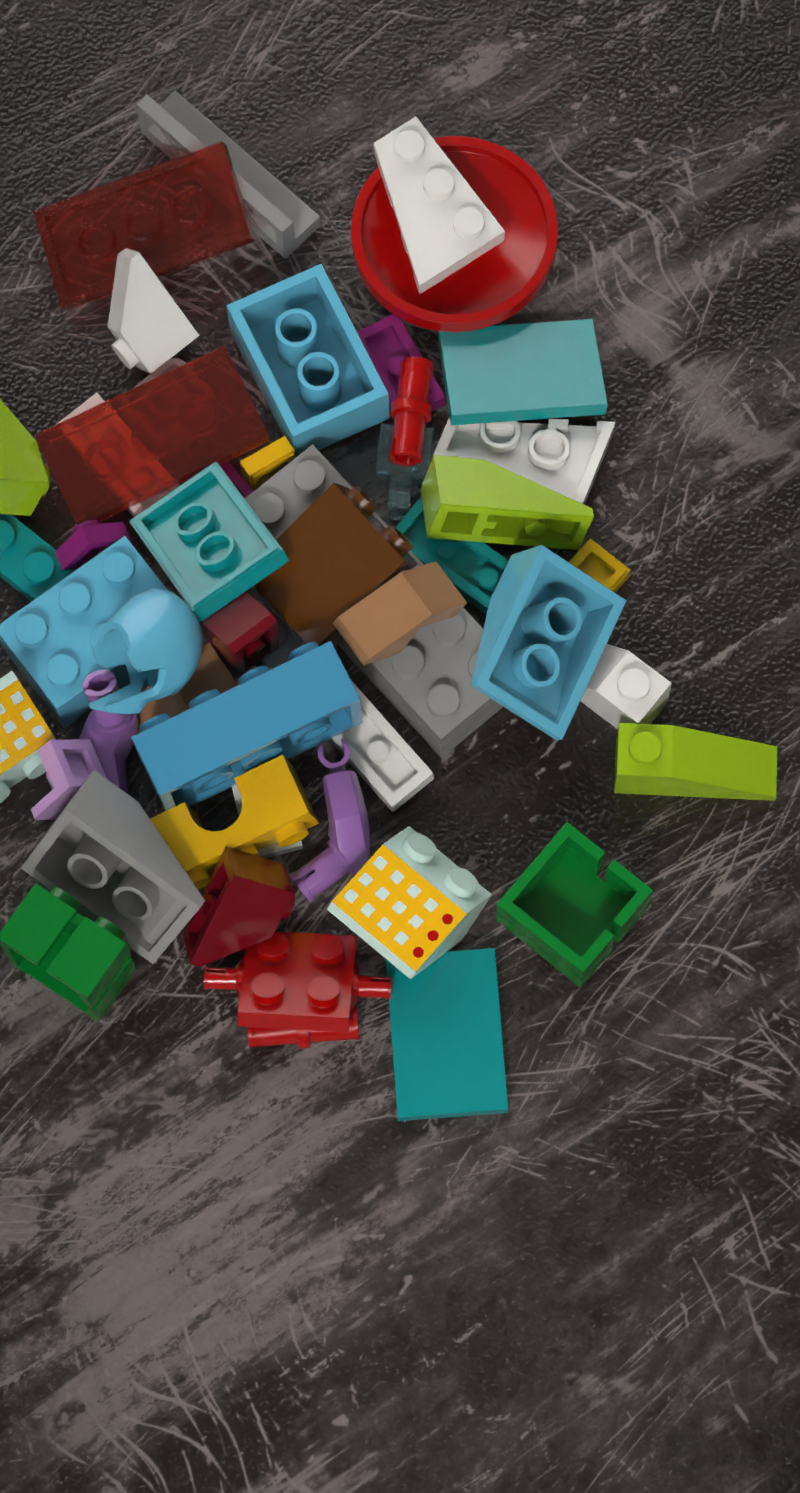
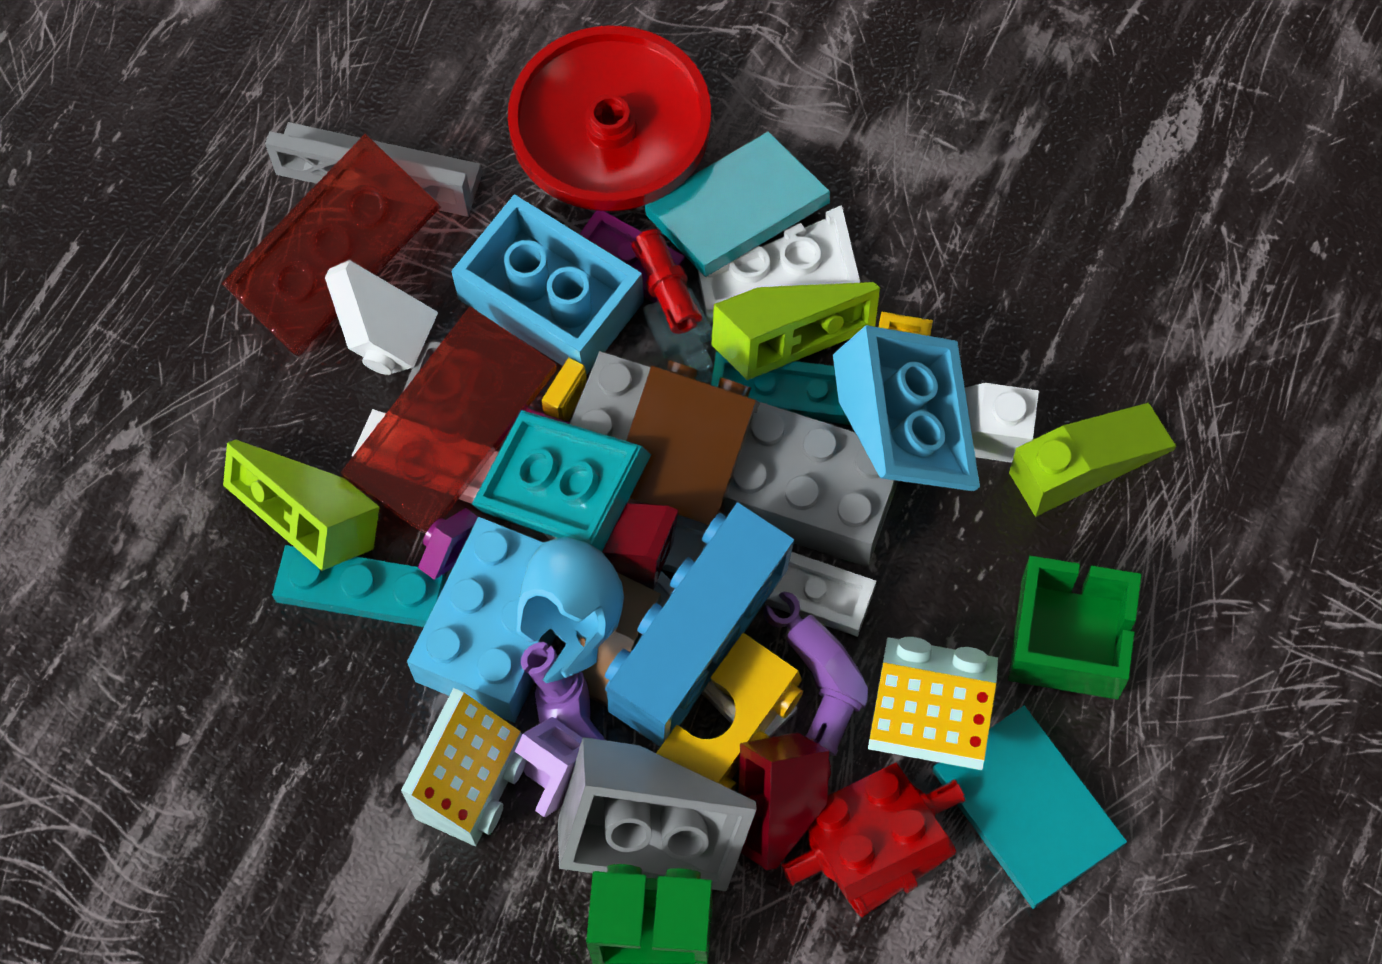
camera: 30 degrees left, 5 degrees down
(397, 611) = (773, 451): medium nougat slope -> none
(434, 205) = (584, 100): white wing -> none

